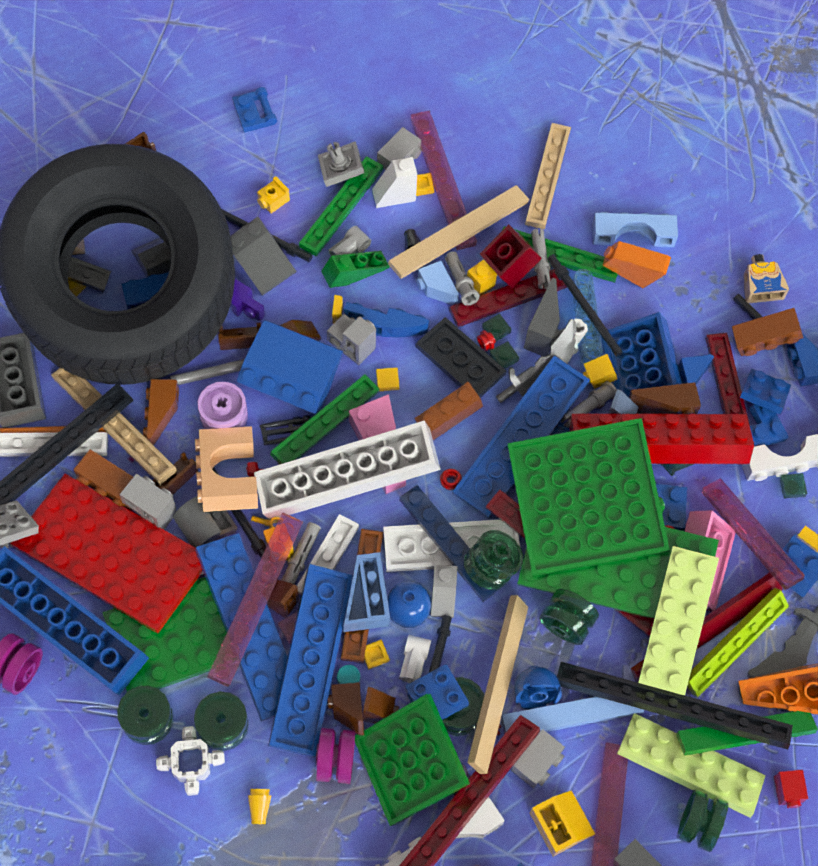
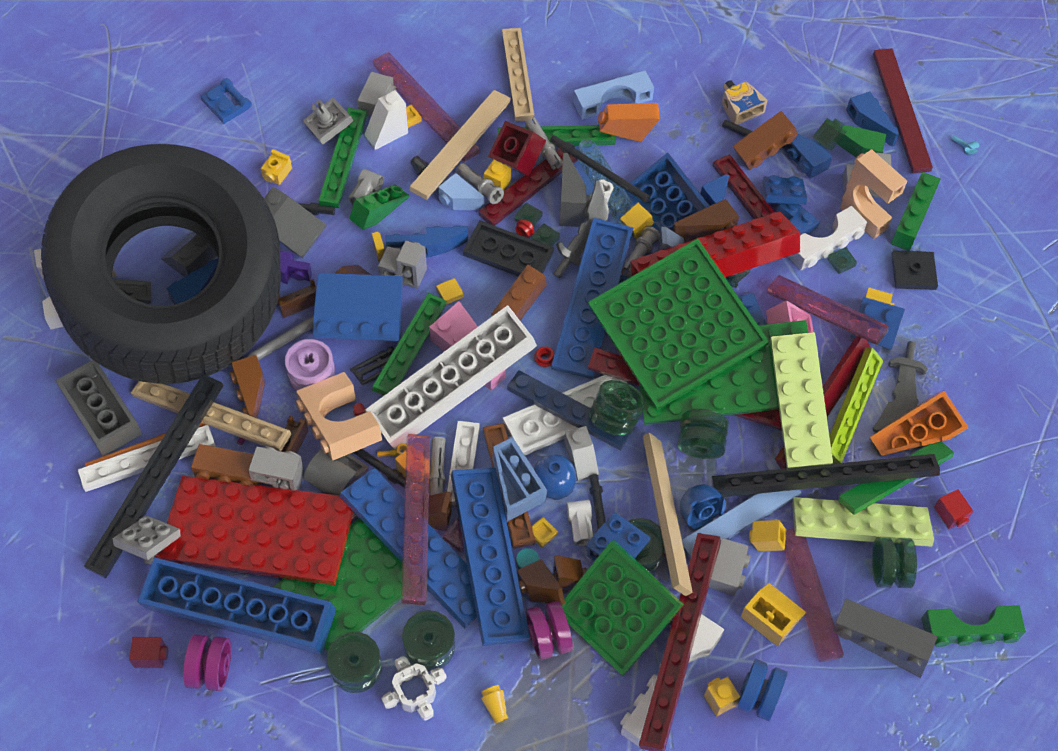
camera: 20 degrees left, 5 degrees down
(590, 743) = (768, 535): none -> yellow brick

